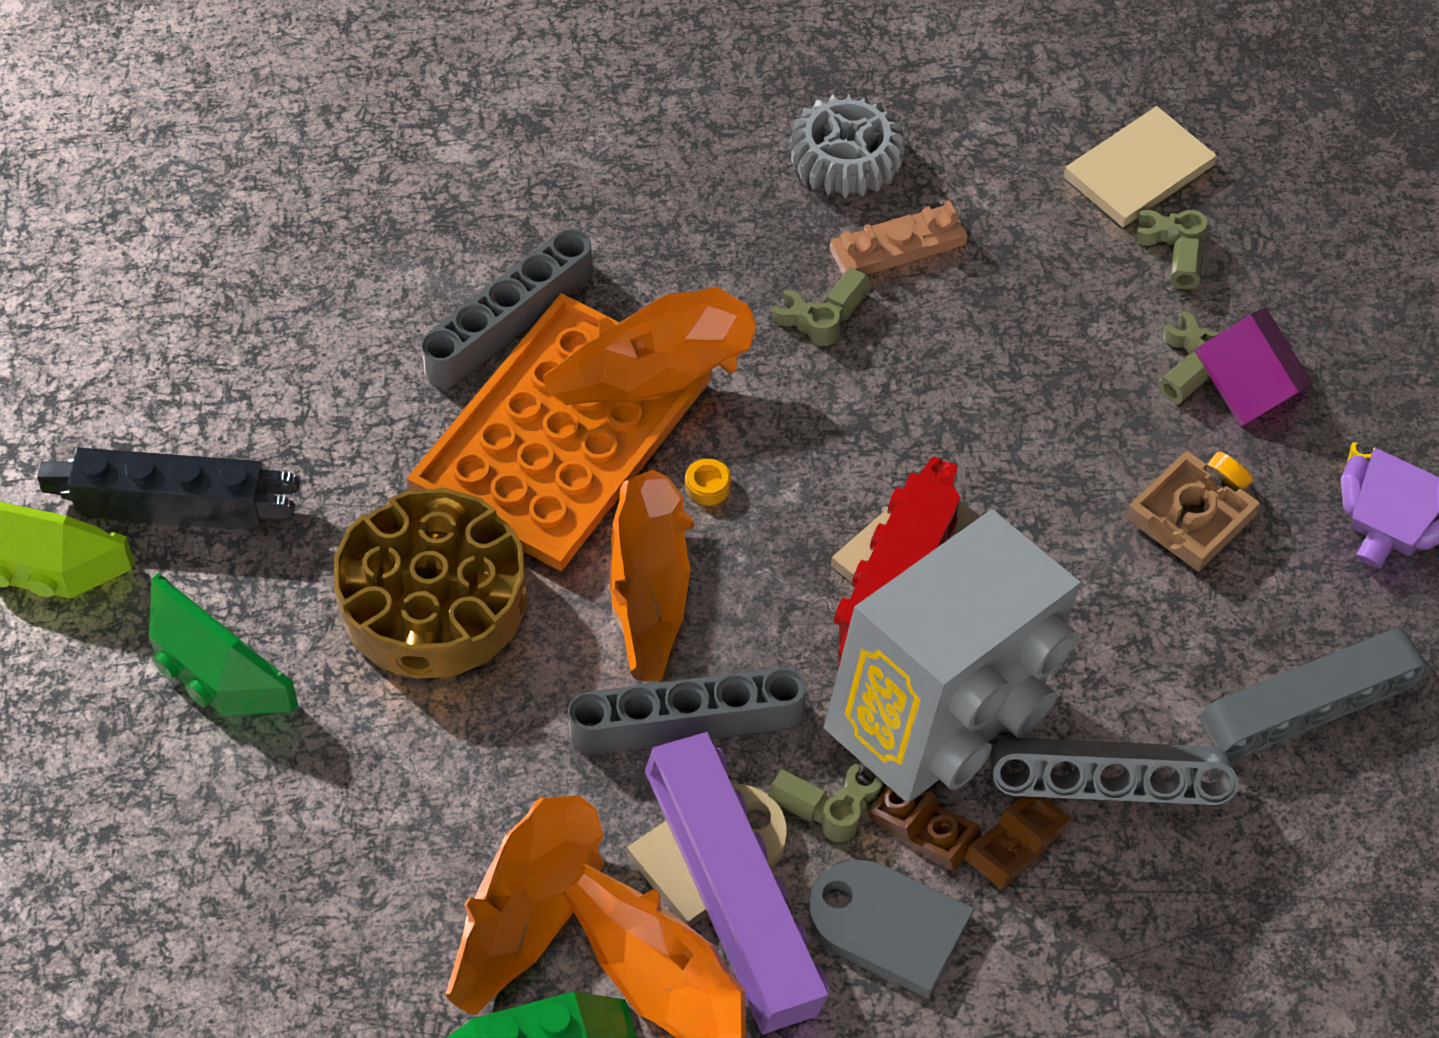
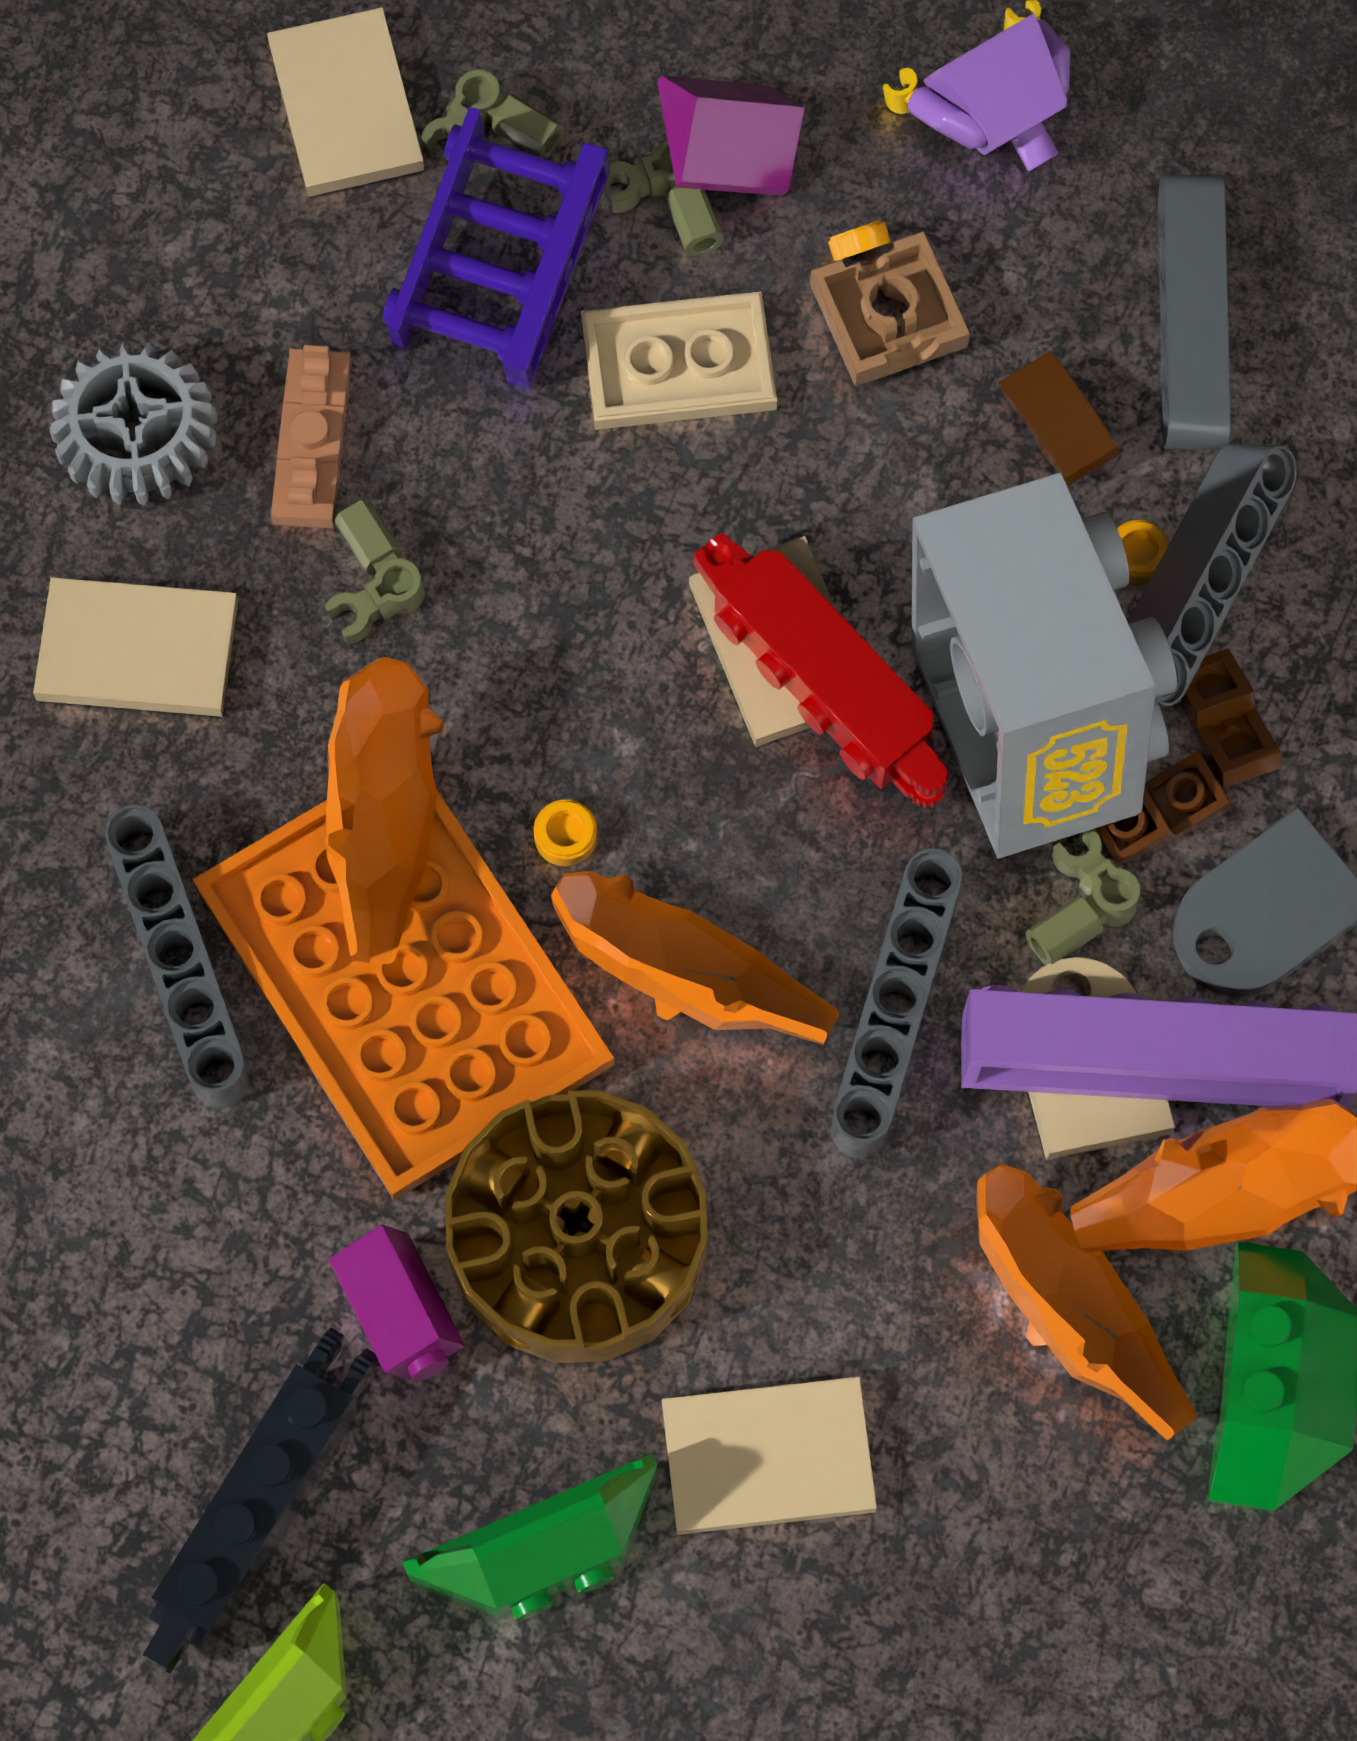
camera: 65 degrees left, 15 degrees up
(329, 505) = (397, 1304): none -> magenta brick
(332, 766) = (768, 1455): none -> tan tile
(704, 211) = (136, 647): none -> tan tile
(1079, 413) = (678, 360): none -> tan tile
(1089, 309) = (537, 291): none -> dark purple fence
(1111, 727) = (1143, 547): none -> light orange tile
(1176, 641) = (1059, 418): none -> reddish brown slope

